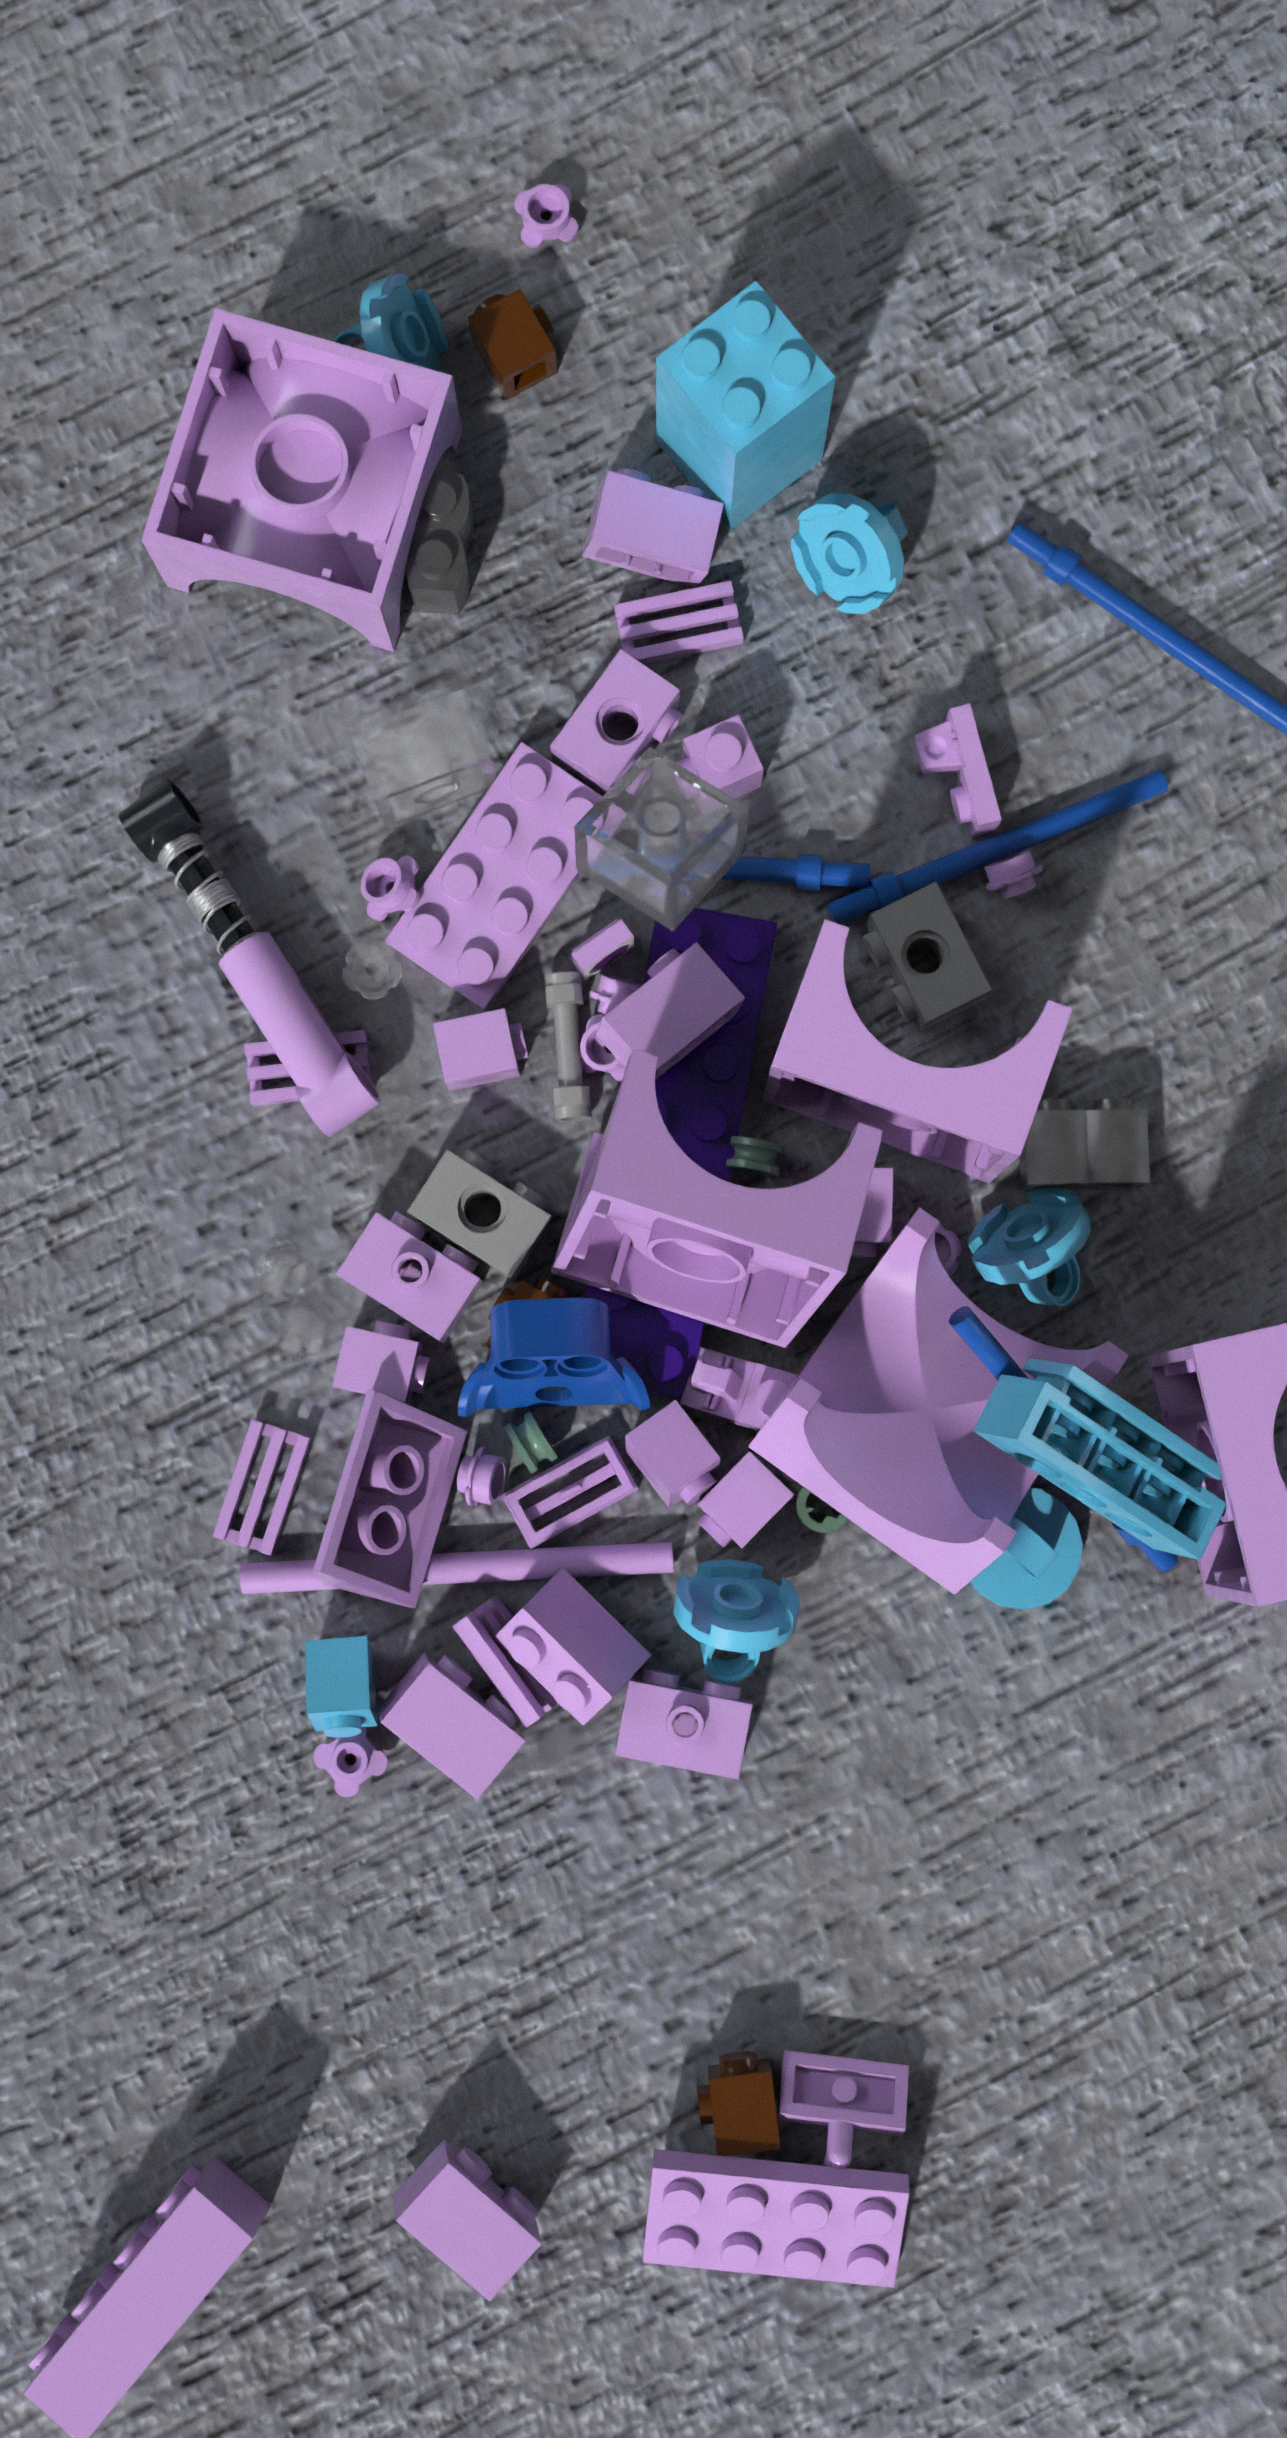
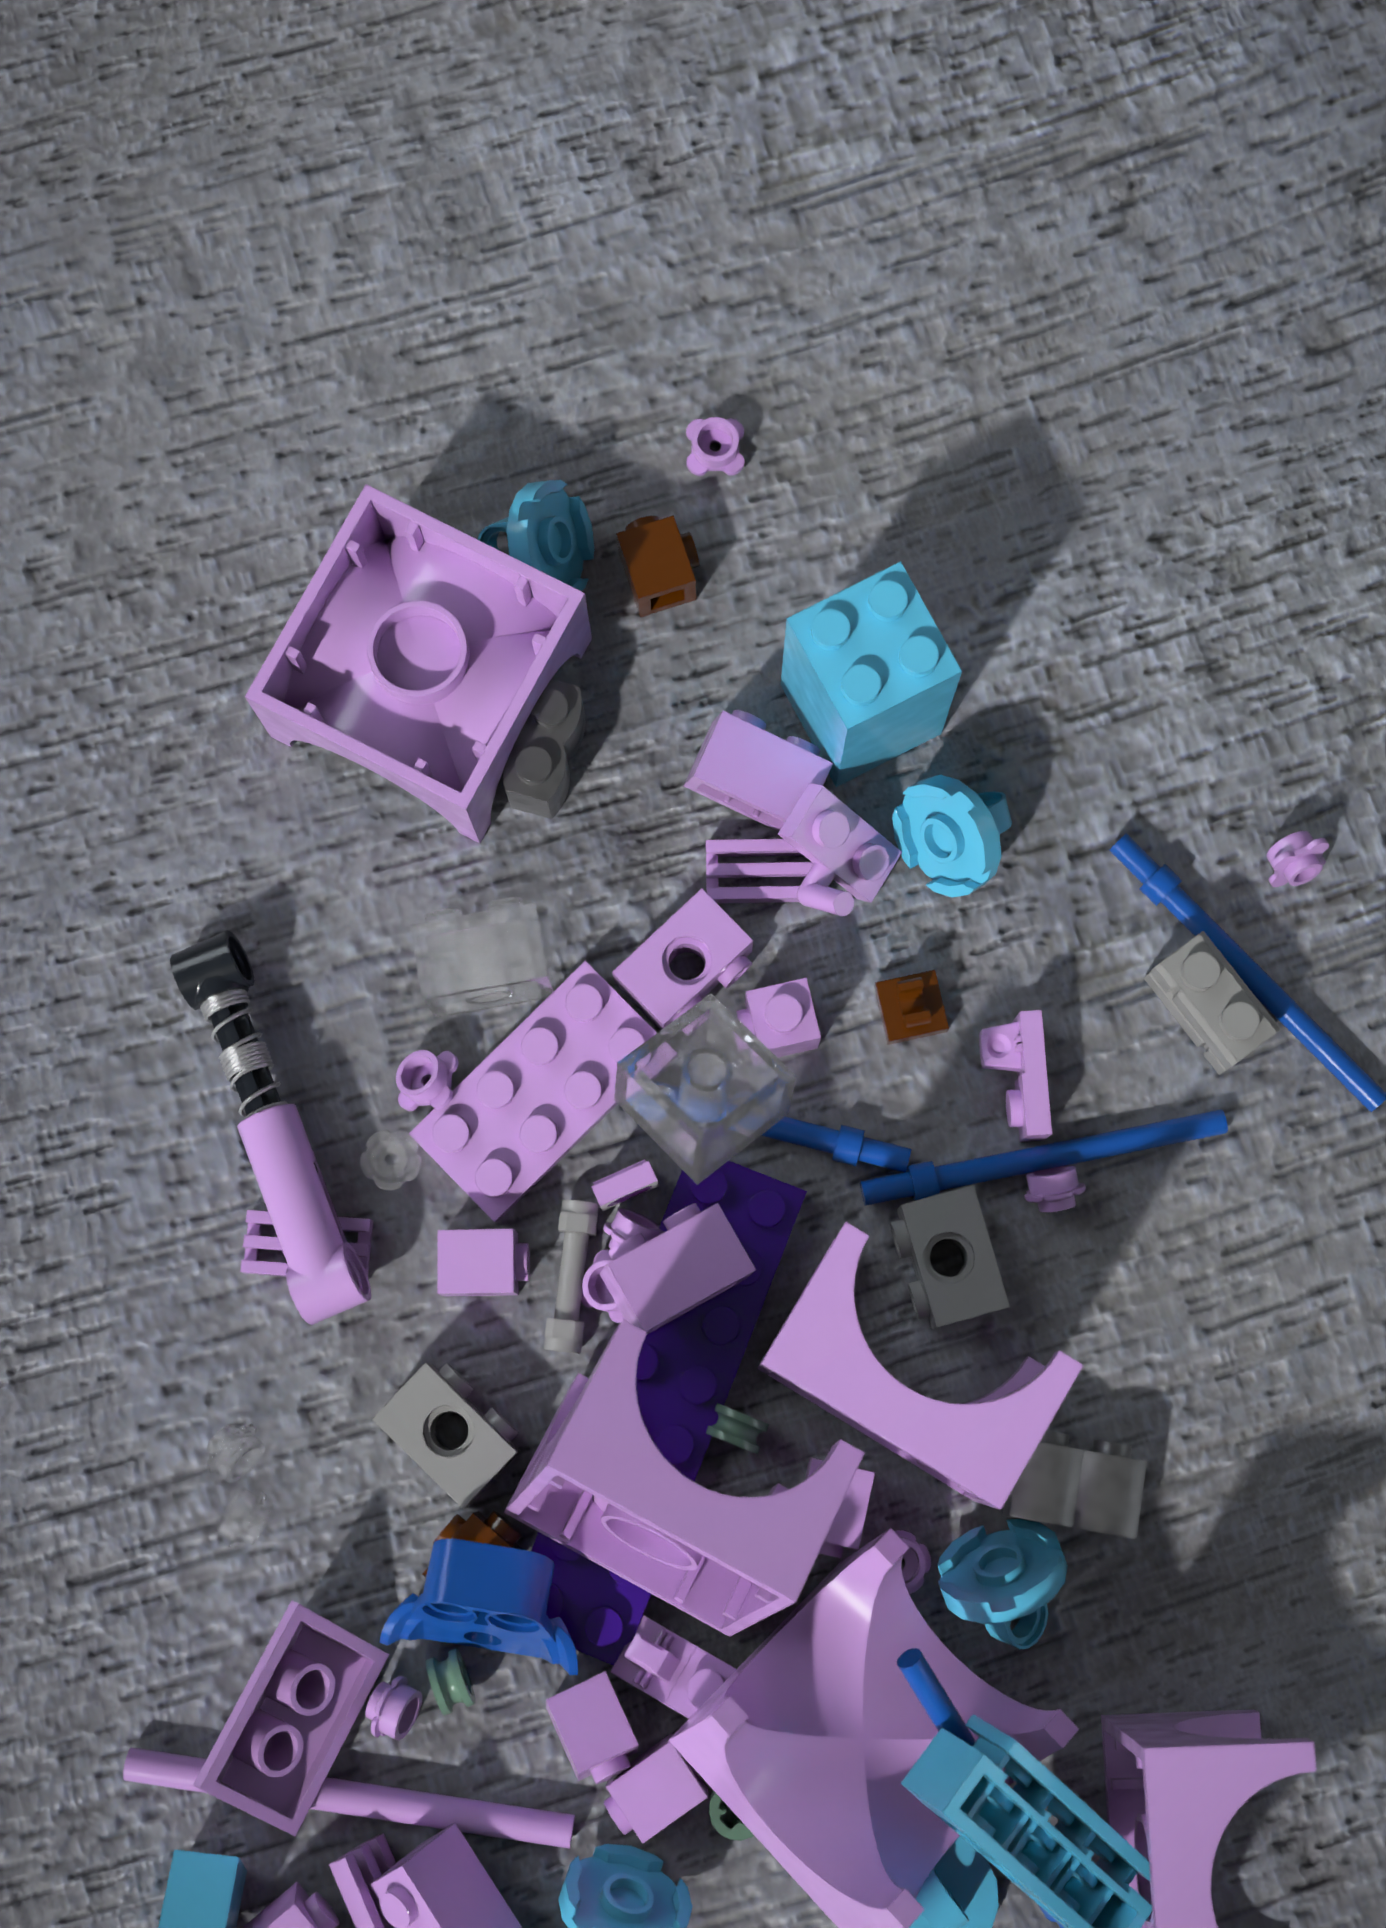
camera: 10 degrees right, 5 degrees down
(245, 1537) = (140, 1720): lavender tile -> none
(382, 1362) = (315, 1569): lavender brick -> none
(410, 1275) = (364, 1483): lavender brick -> none
(523, 1517) = (427, 1757): lavender tile -> none
(747, 586) = (841, 850): none -> lavender plate
(843, 729) = (911, 1007): none -> reddish brown tile
(1131, 667) = (1211, 1002): none -> light grey brick
(1188, 514) = (1296, 859): none -> lavender plate

